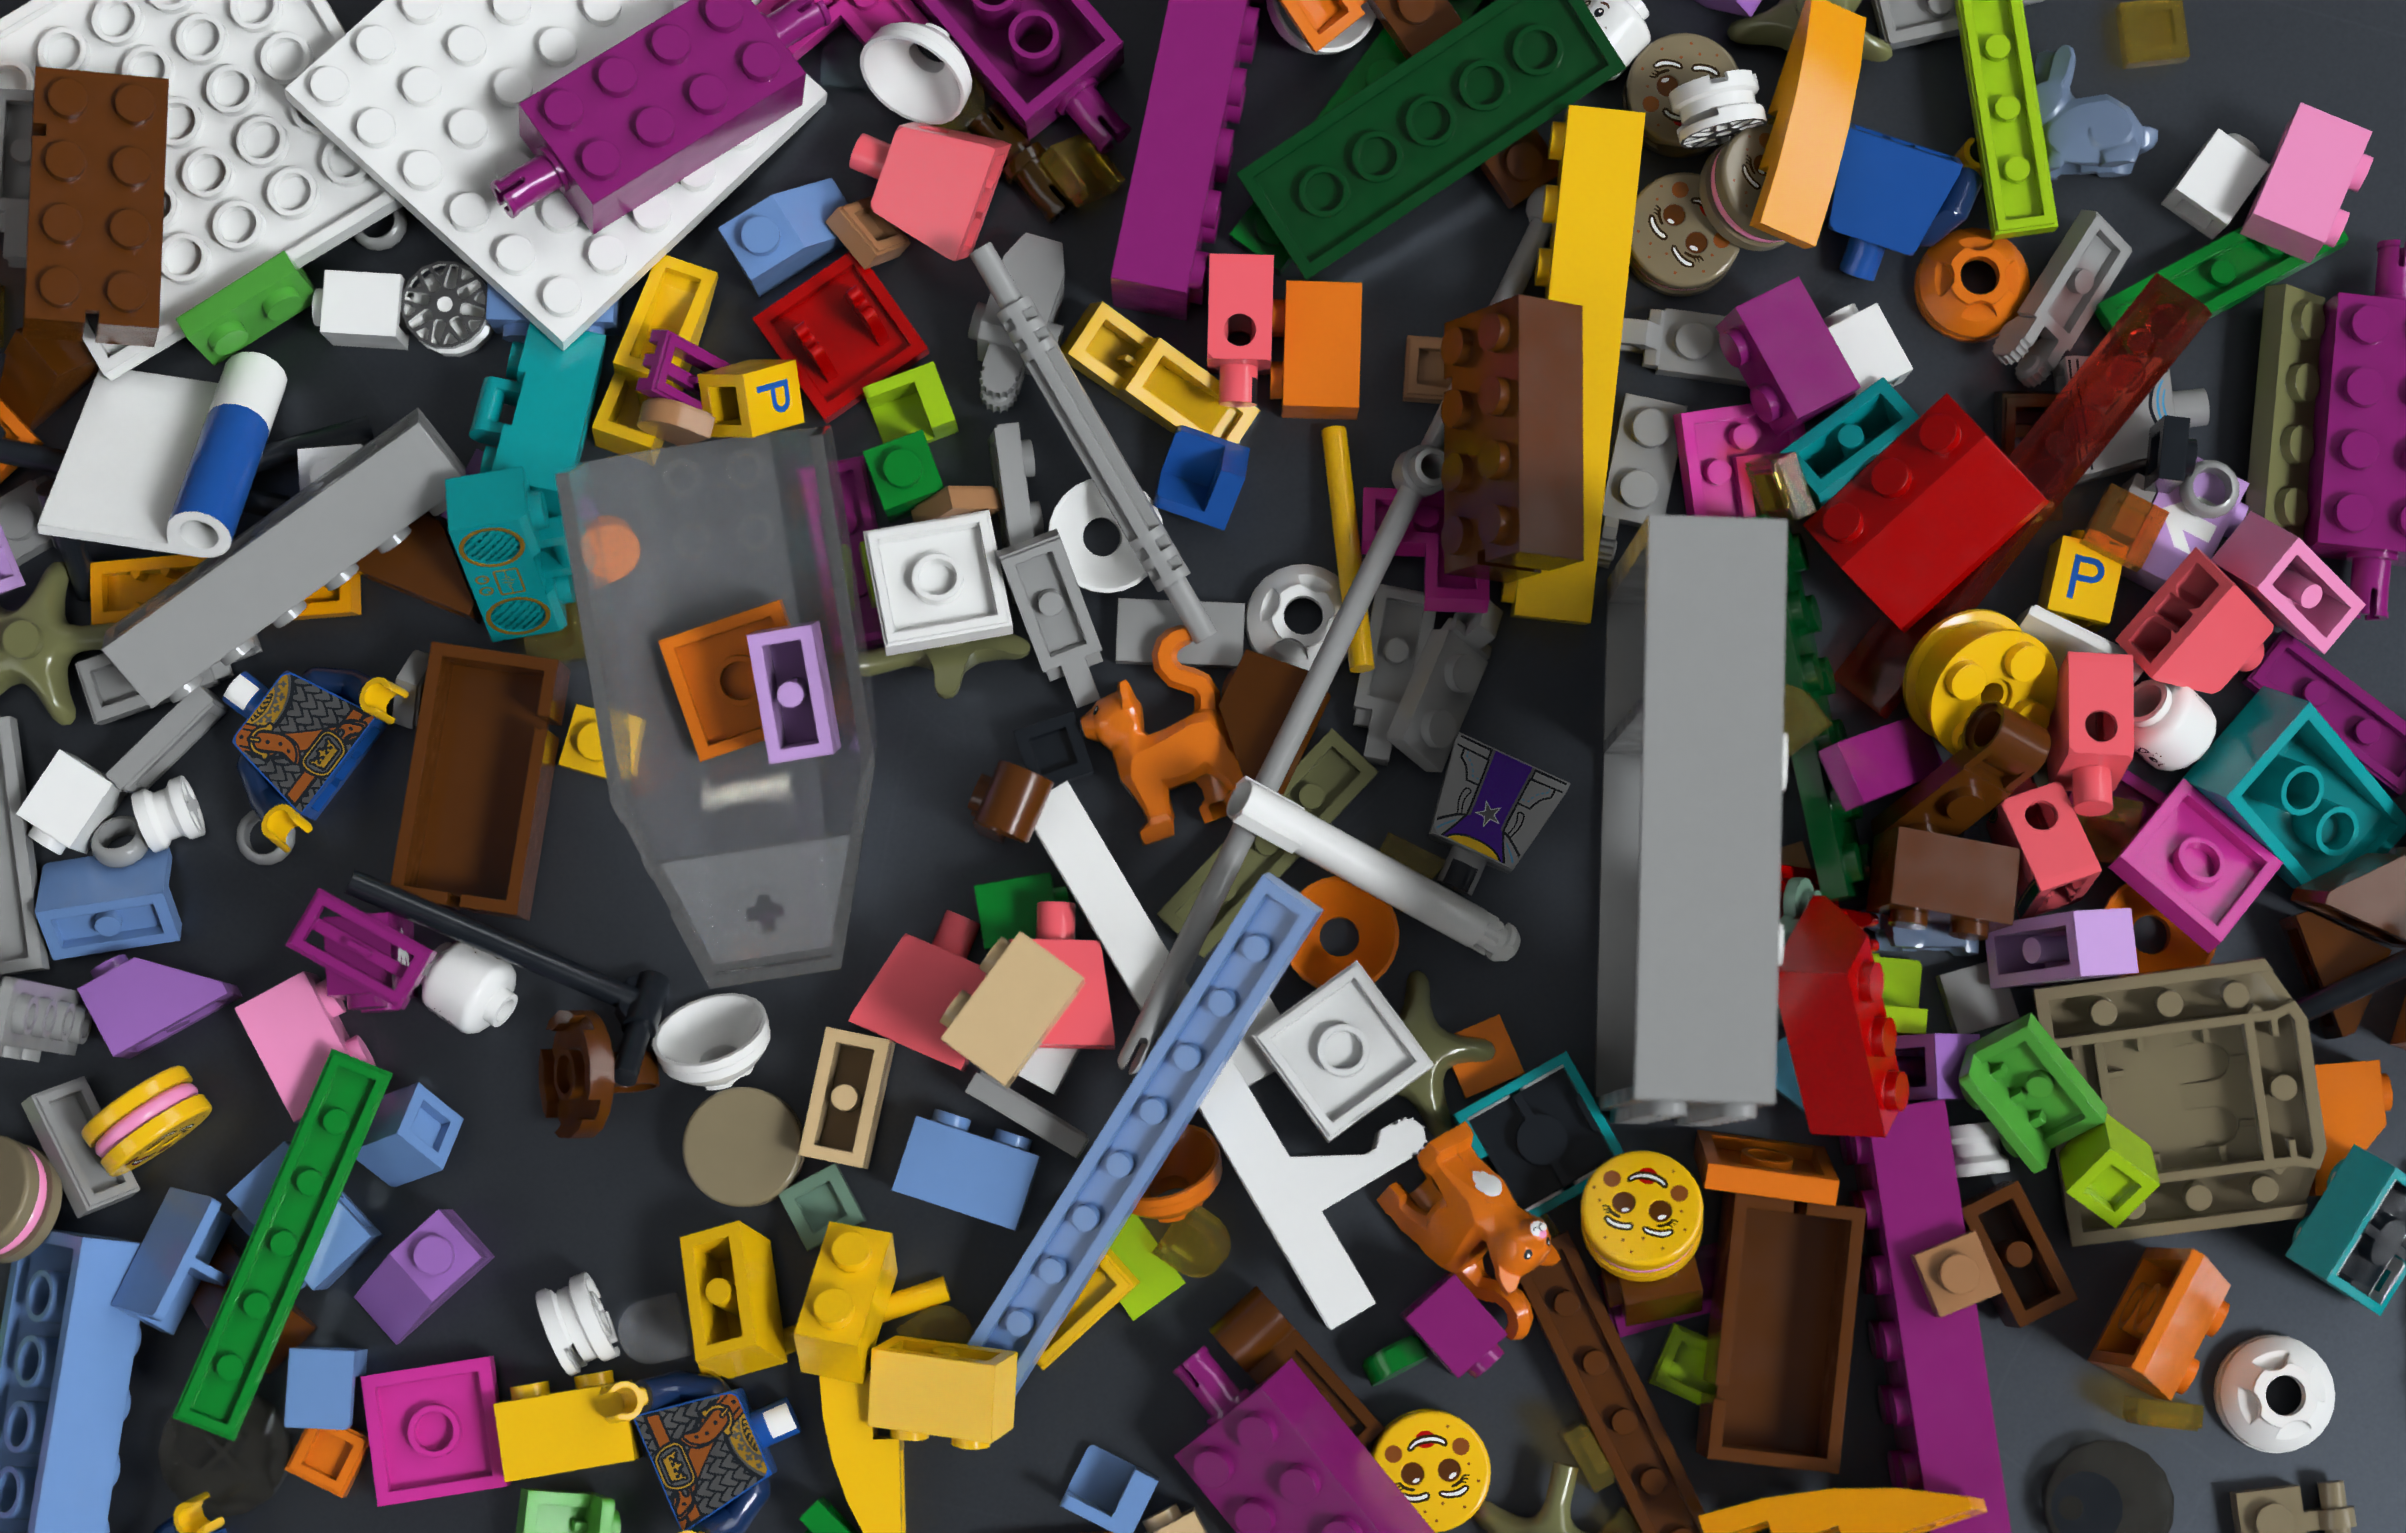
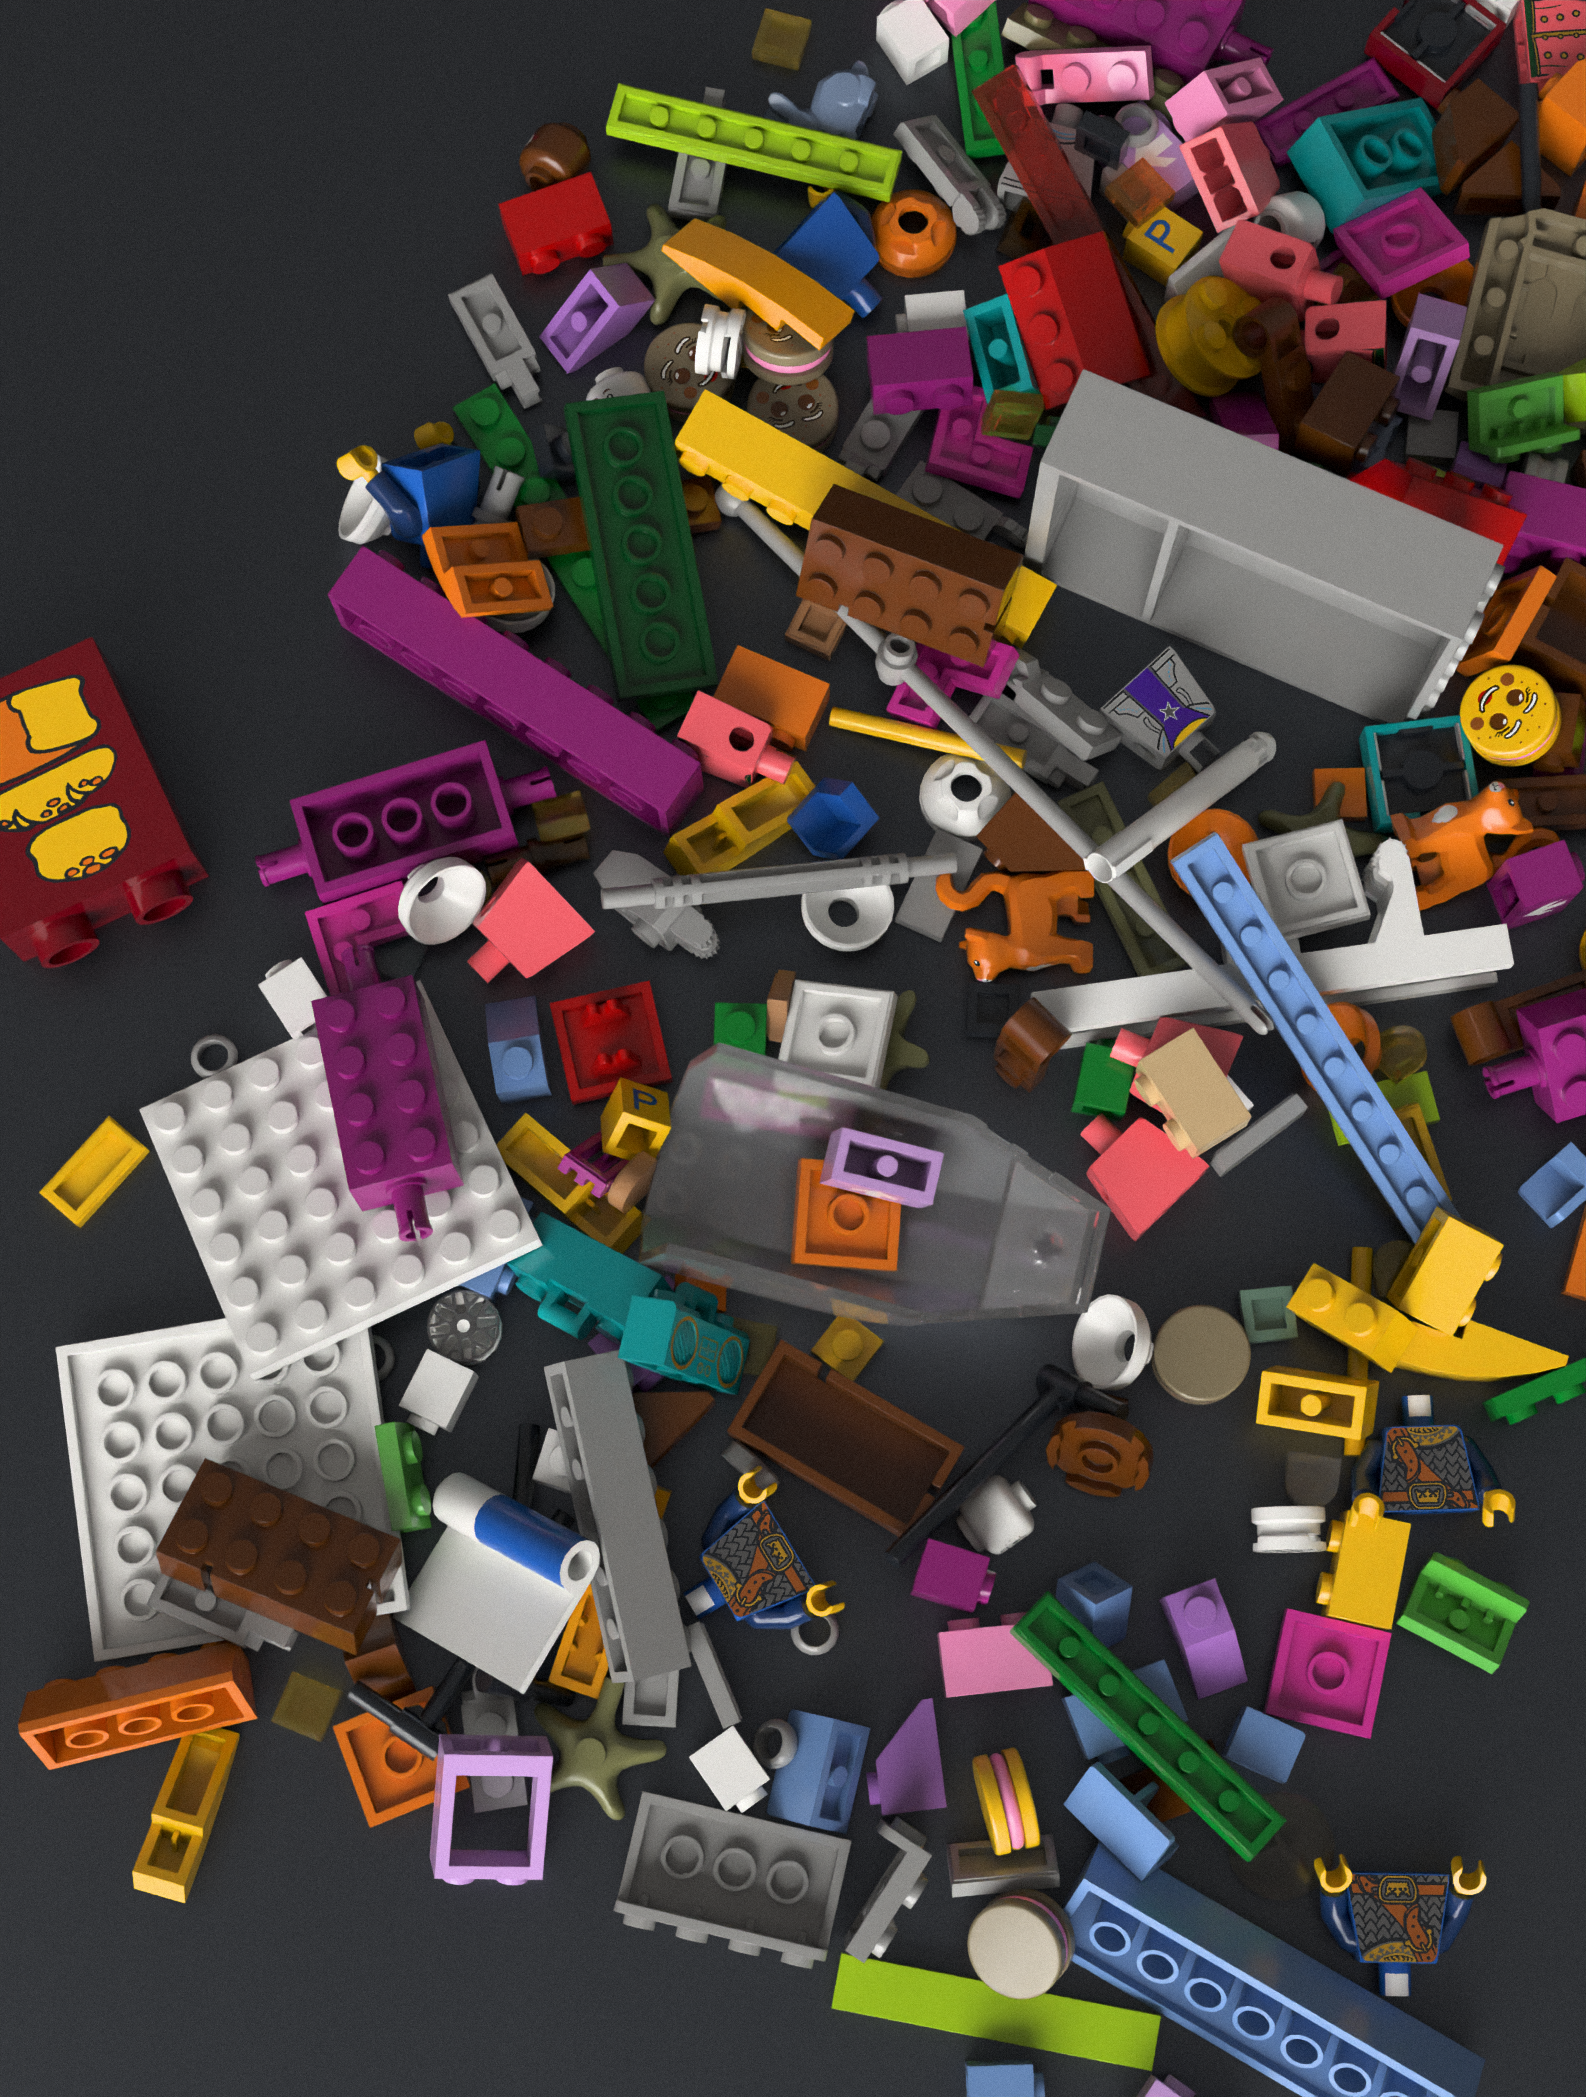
camera: 65 degrees left, 5 degrees down
(168, 814) = (769, 1696): white wheel -> none
(330, 1458) = (1316, 1765): orange tile -> none
(410, 975) = (914, 1596): magenta tile -> none
(847, 1098) = (1196, 1259): tan brick -> none
(866, 234) = (541, 990): medium nougat tile -> none
(911, 403) = (689, 1011): lime panel -> none
(968, 1171) = (1284, 1195): medium blue brick -> none
(1011, 465) = (764, 956): light grey hinge -> none
(1054, 612) = (891, 963): light grey hinge -> none
(1394, 1360) = (1540, 942): green tile -> none
(2253, 406) = (1090, 74): none -> bright pink plate

